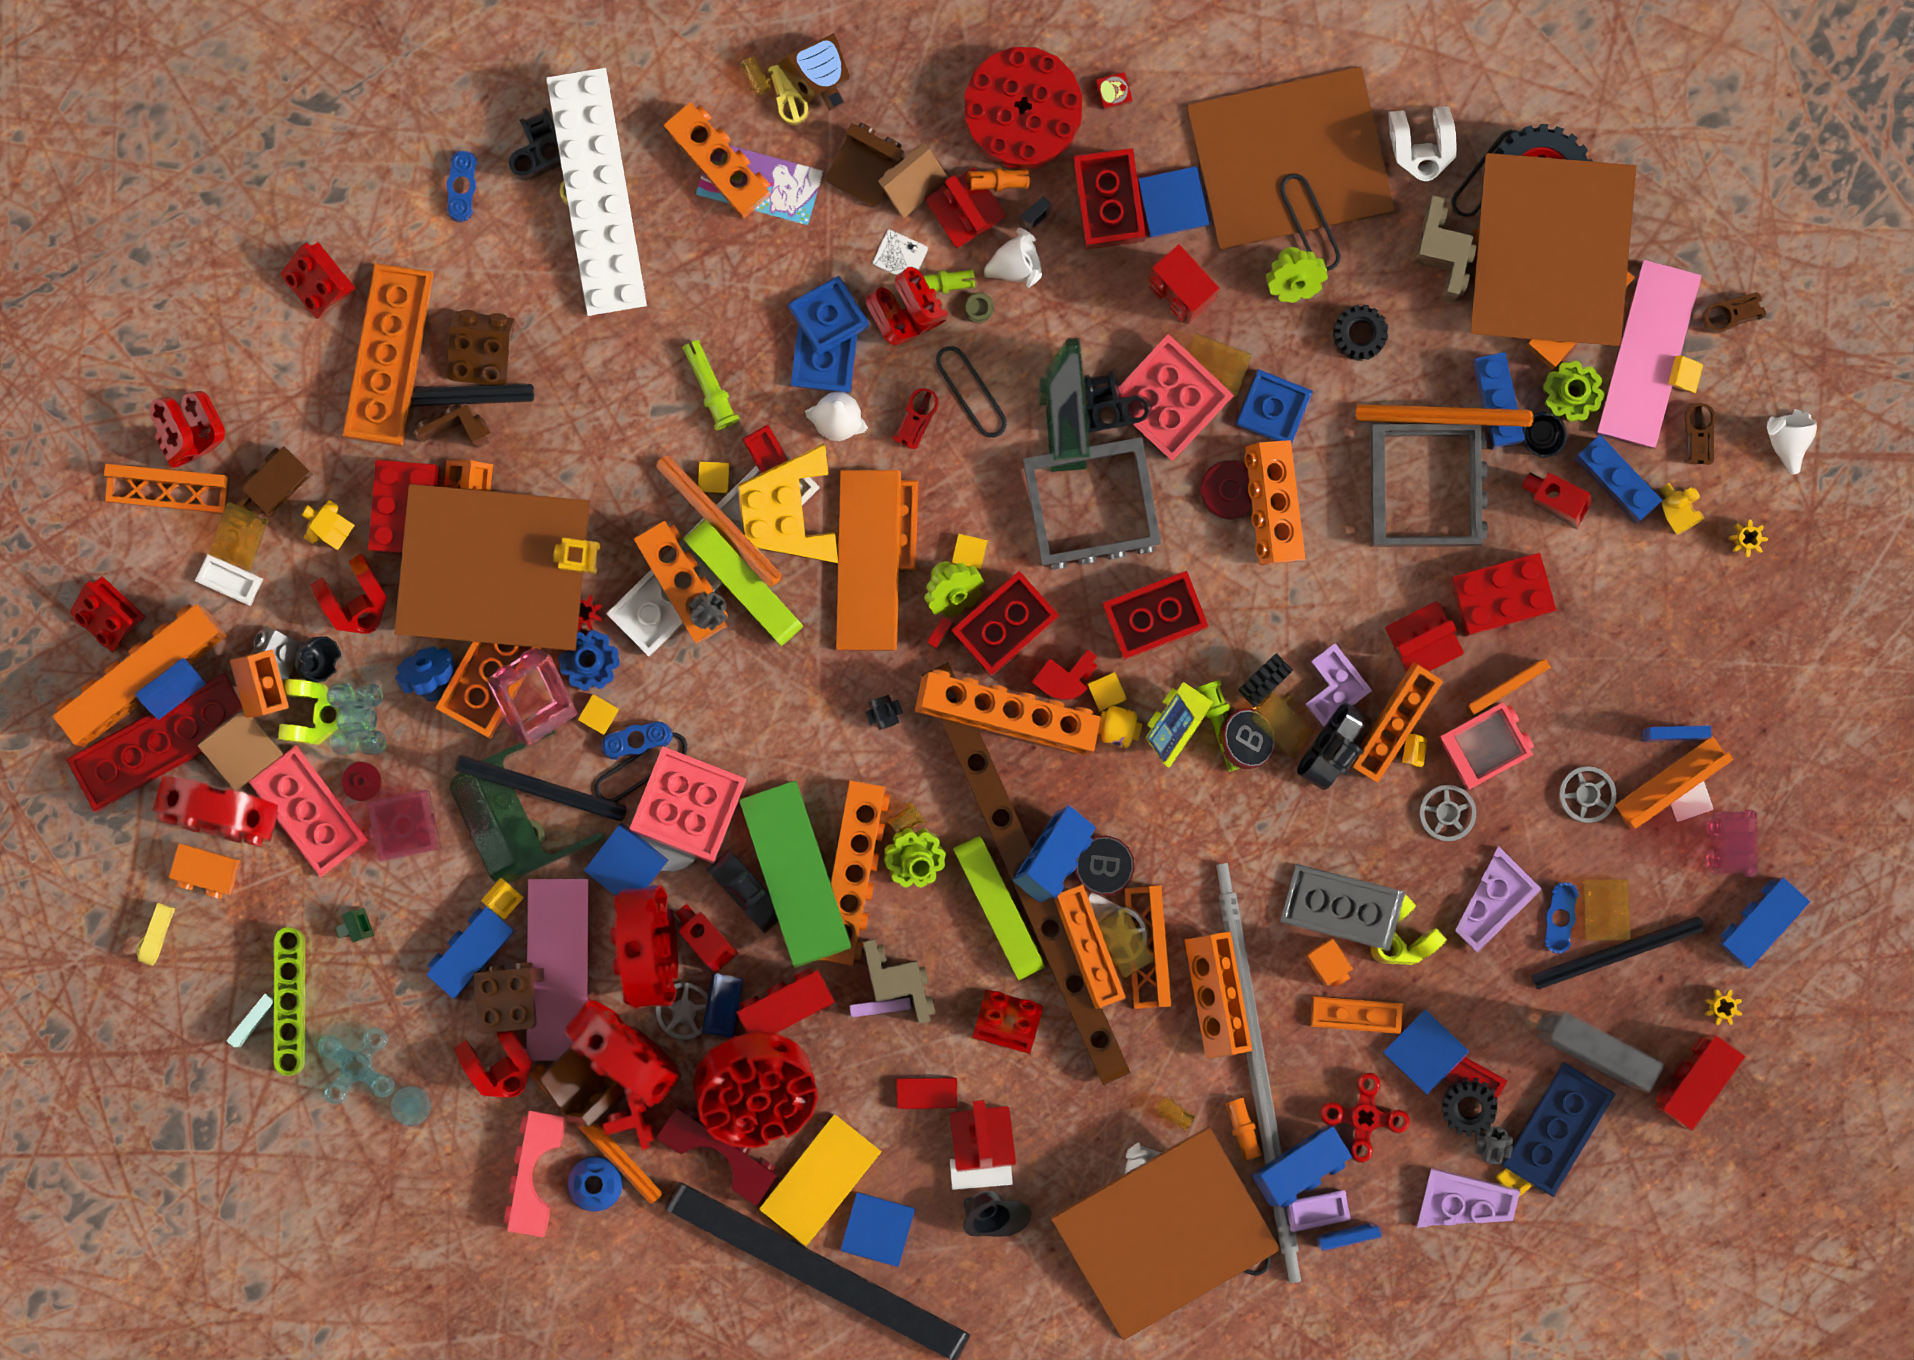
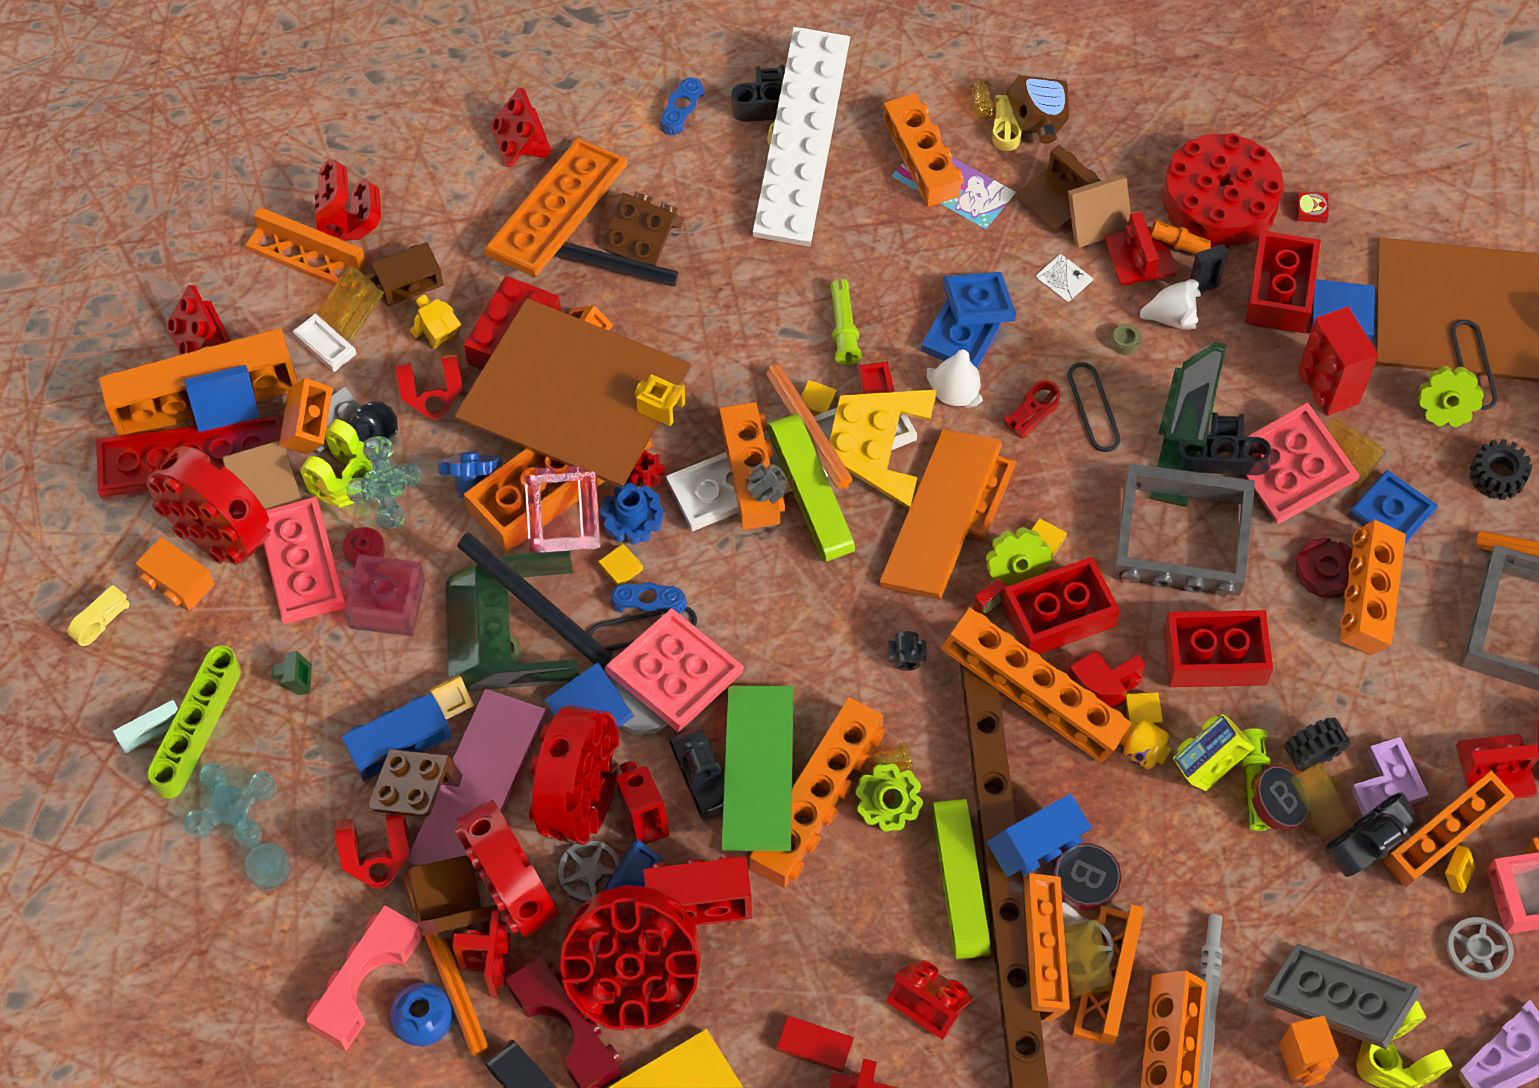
camera: 20 degrees right, 25 degrees down
(455, 415) = (587, 270): reddish brown bracket -> none
(880, 1007) = (798, 934): lavender tile -> none
(898, 980) = (828, 908): dark tan bracket -> none
(921, 312) = (1072, 324): red piece -> none
(949, 281) = (1099, 306): lime pin -> none

